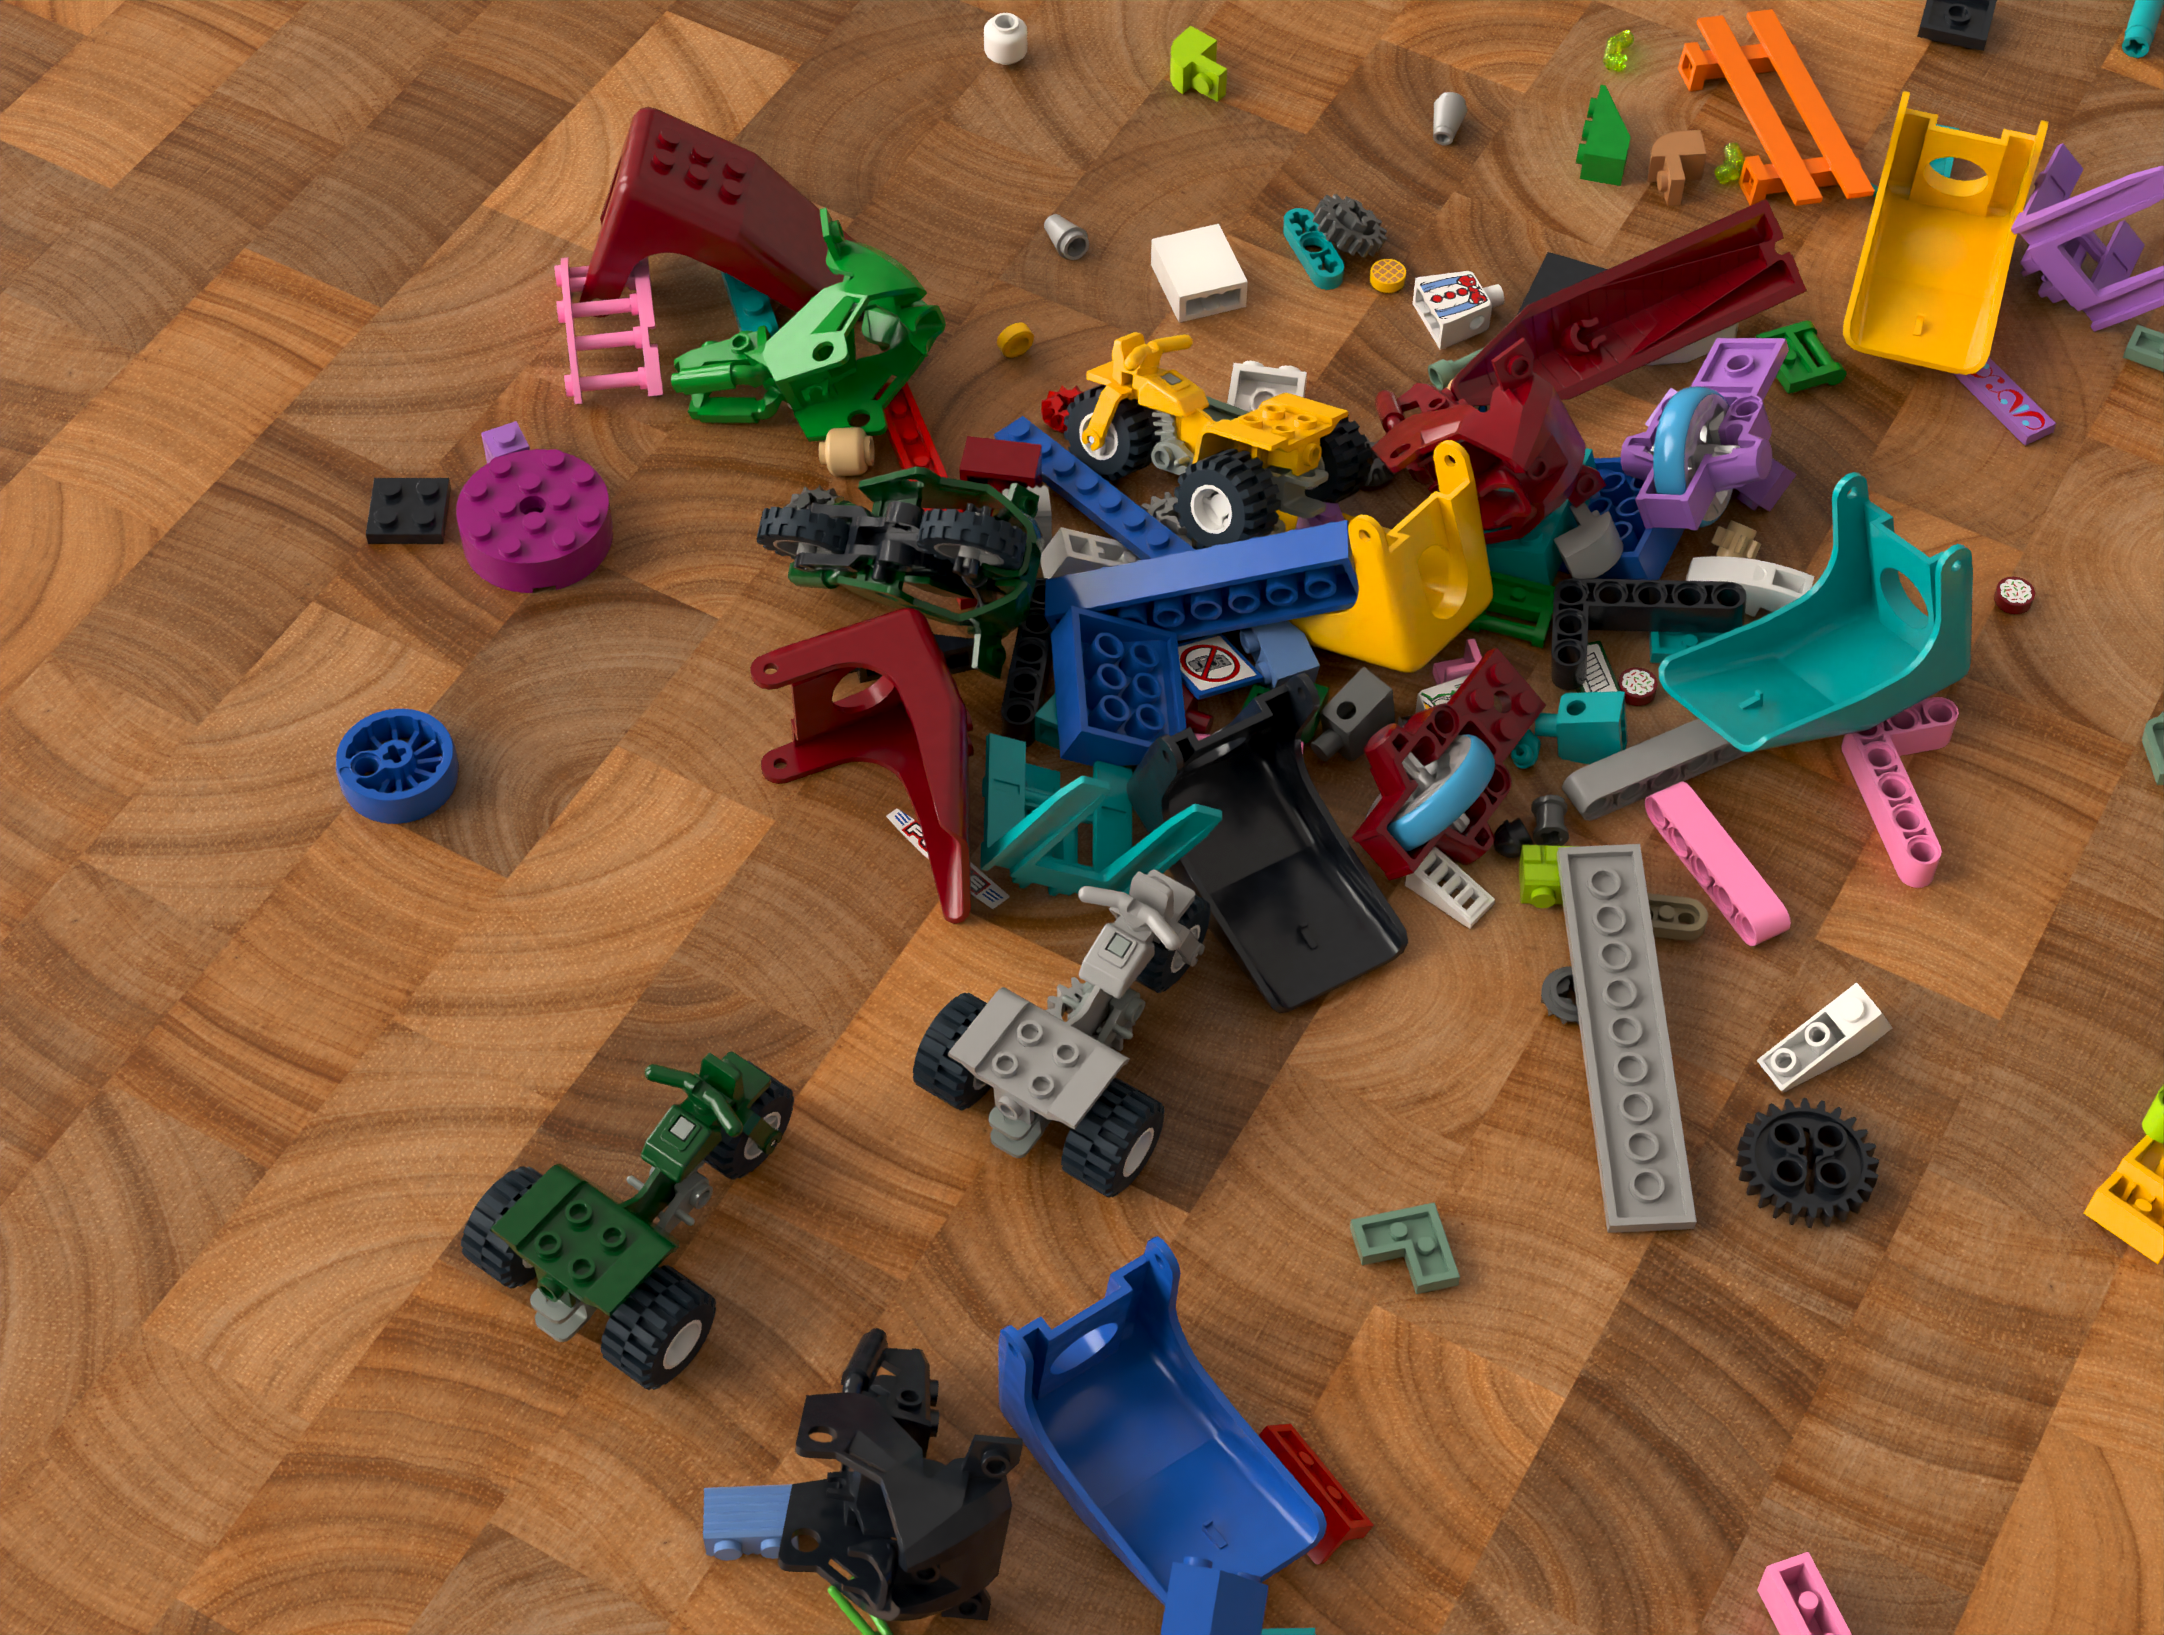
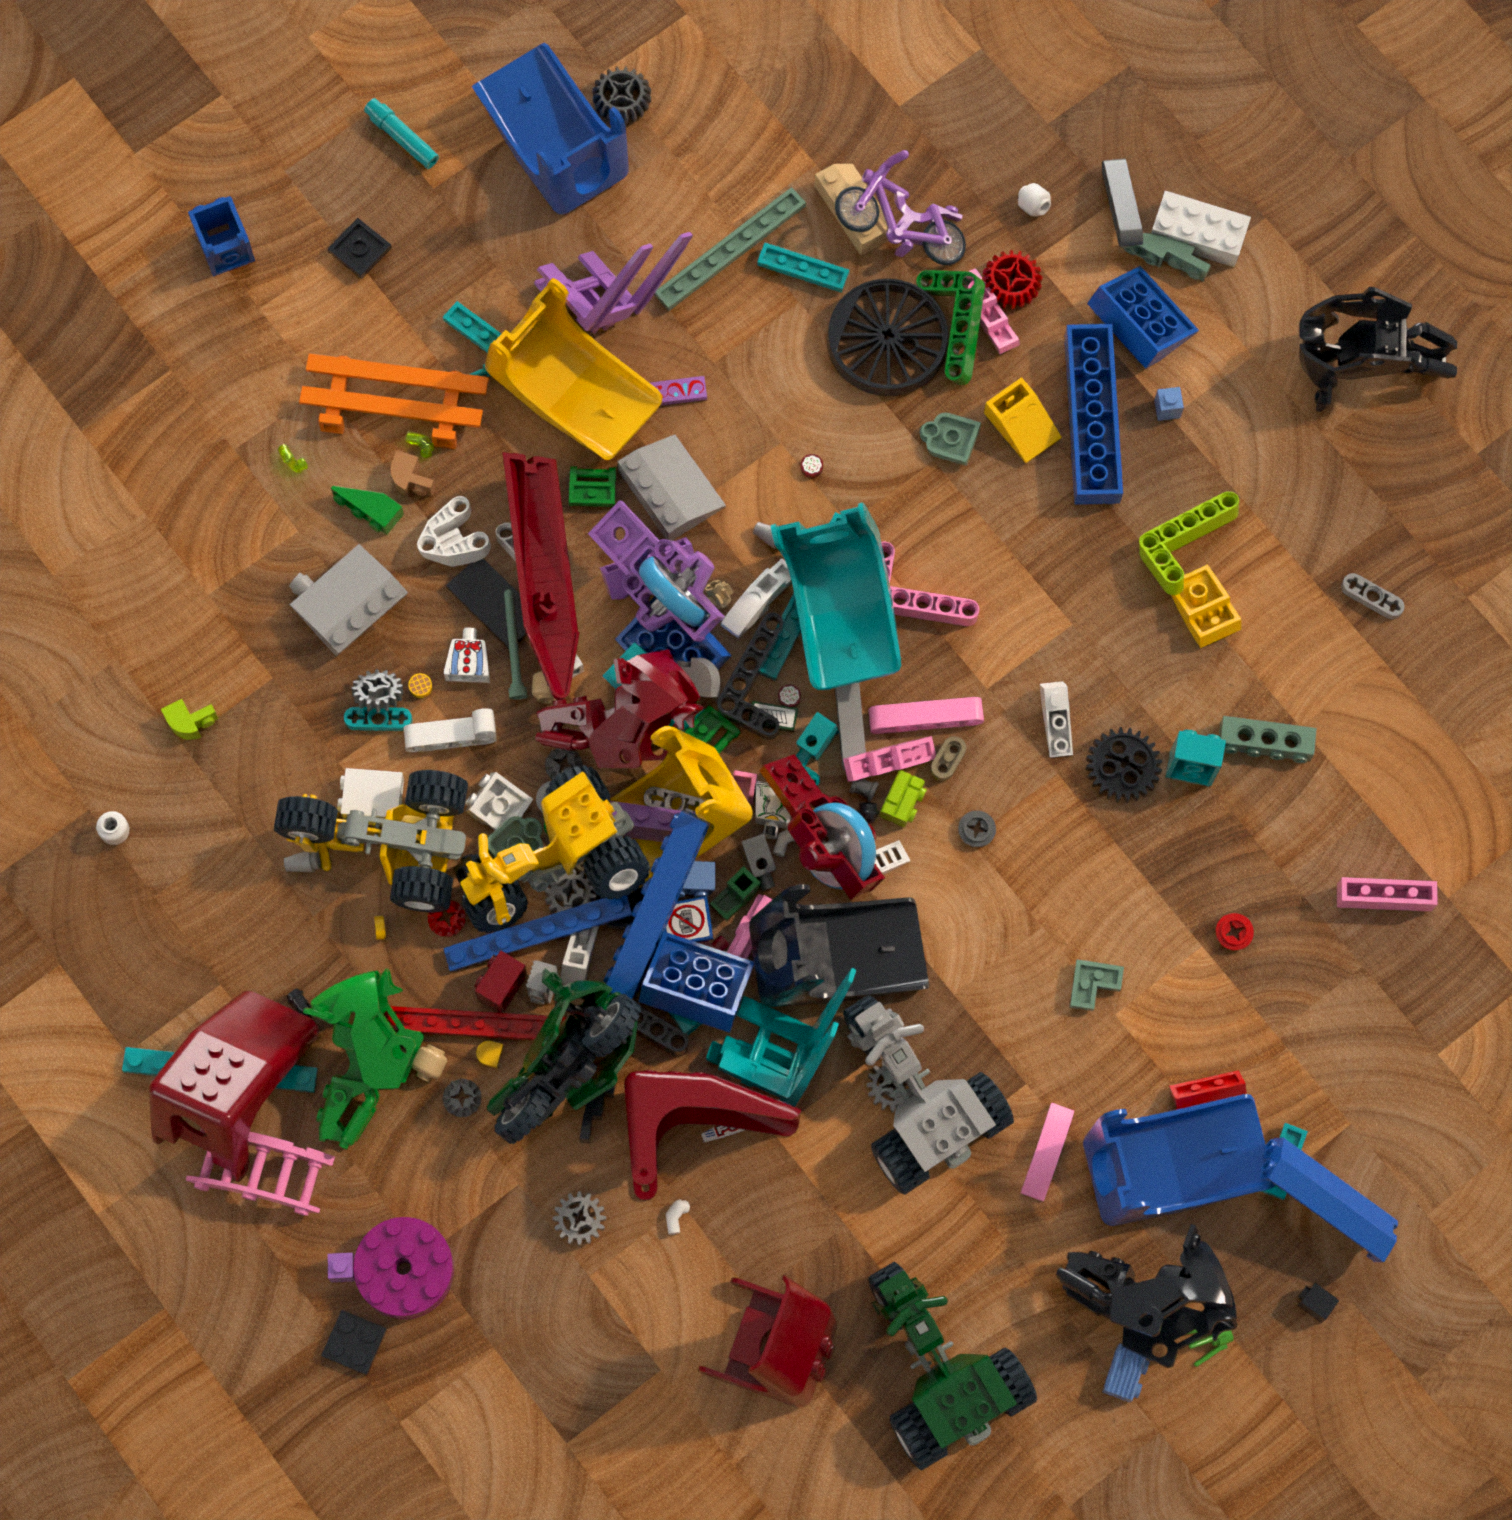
camera: 70 degrees left, 20 degrees up
(397, 766) = (556, 1439): blue piece -> none
(585, 953) = (795, 1350): none -> dark red piece
(695, 694) = (568, 1214): none -> light grey gear
(749, 809) = (674, 1213): none -> white arm
(1061, 1272) = (1047, 1152): none -> bright pink slope
(1138, 286) = (413, 837): none -> piece
(1354, 341) = (451, 733): none -> white beam
(1456, 160) = (348, 599): none -> light grey slope
(1610, 824) = (889, 758): none -> bright pink slope
(1616, 1416) = (1237, 922): none -> red gear
(1617, 224) = (448, 542): none -> white connector
(1625, 1040) = (1019, 817): light grey plate -> none
(1865, 427) = (670, 486): none -> light grey slope
(1879, 1241) = (1195, 757): none -> teal brick
(1974, 1303) = (1302, 736): none -> sand green brick

